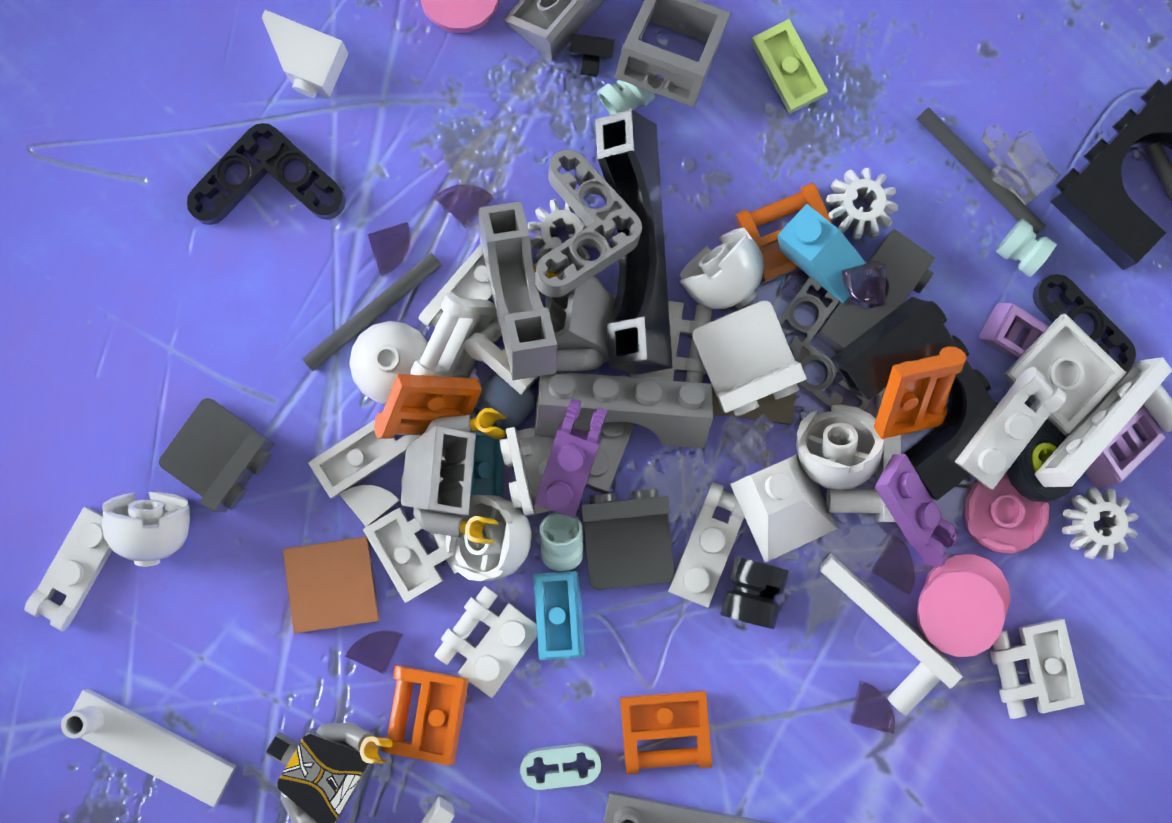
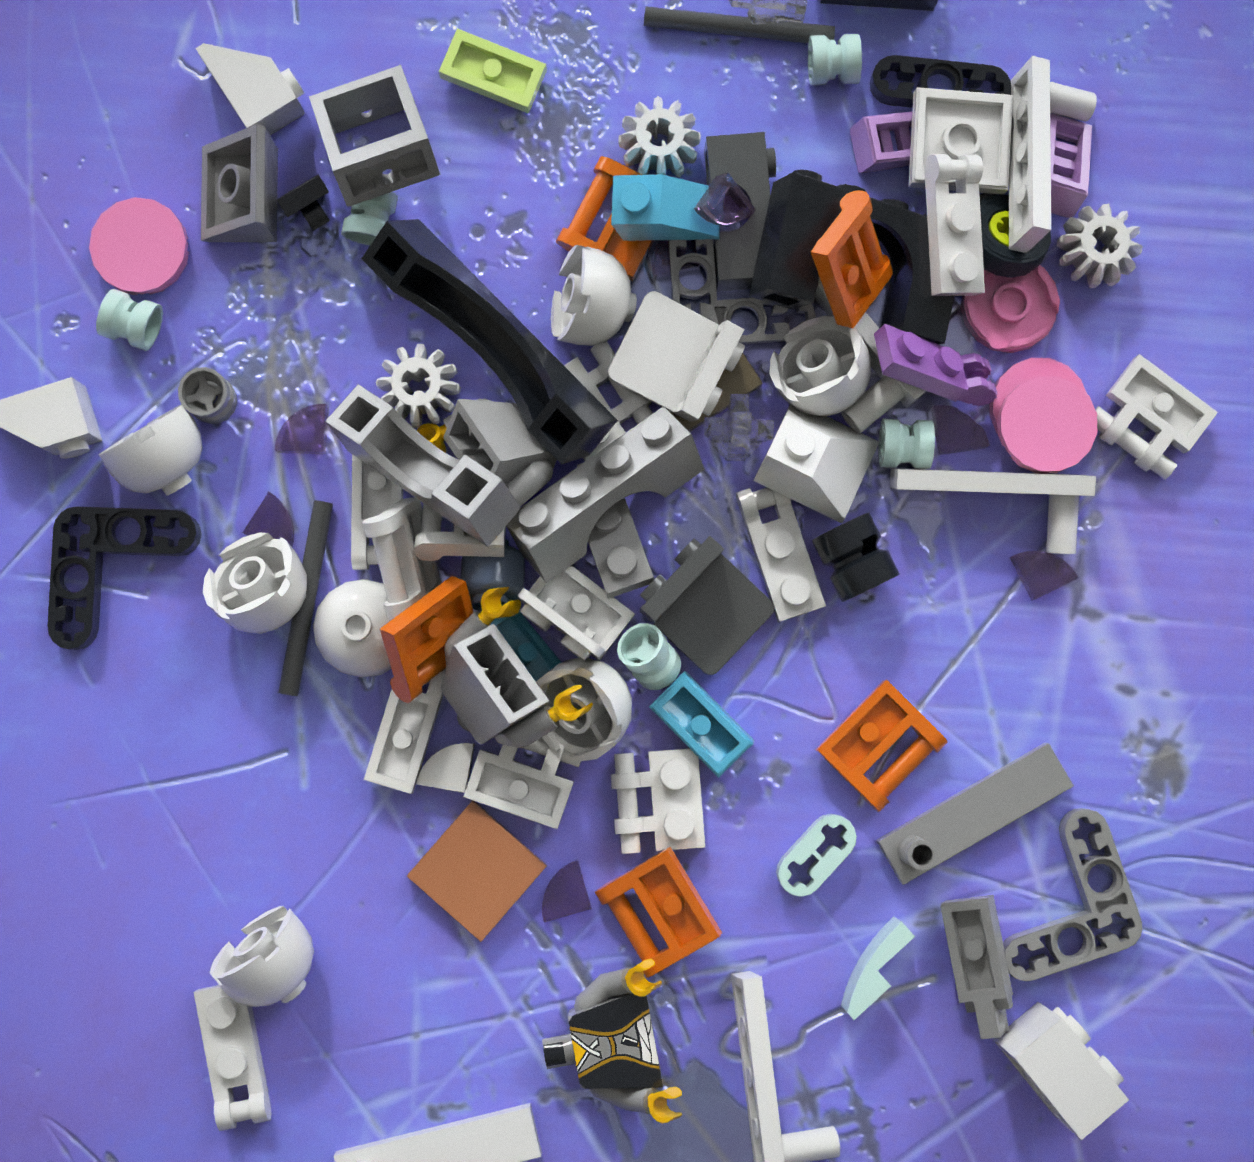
camera: 50 degrees left, 0 degrees up
(216, 455) = (275, 843): dark grey bracket -> none
(346, 276) = (256, 584): none -> white cylinder
(354, 136) = (156, 454): none -> white cylinder
(411, 33) = (128, 319): none -> light aqua wheel
(417, 118) = (201, 387): none -> light grey wheel
(570, 462) = (599, 579): medium lavender hinge -> none
(599, 222) = (443, 345): light grey beam -> none
(854, 545) = (906, 443): none -> light aqua wheel

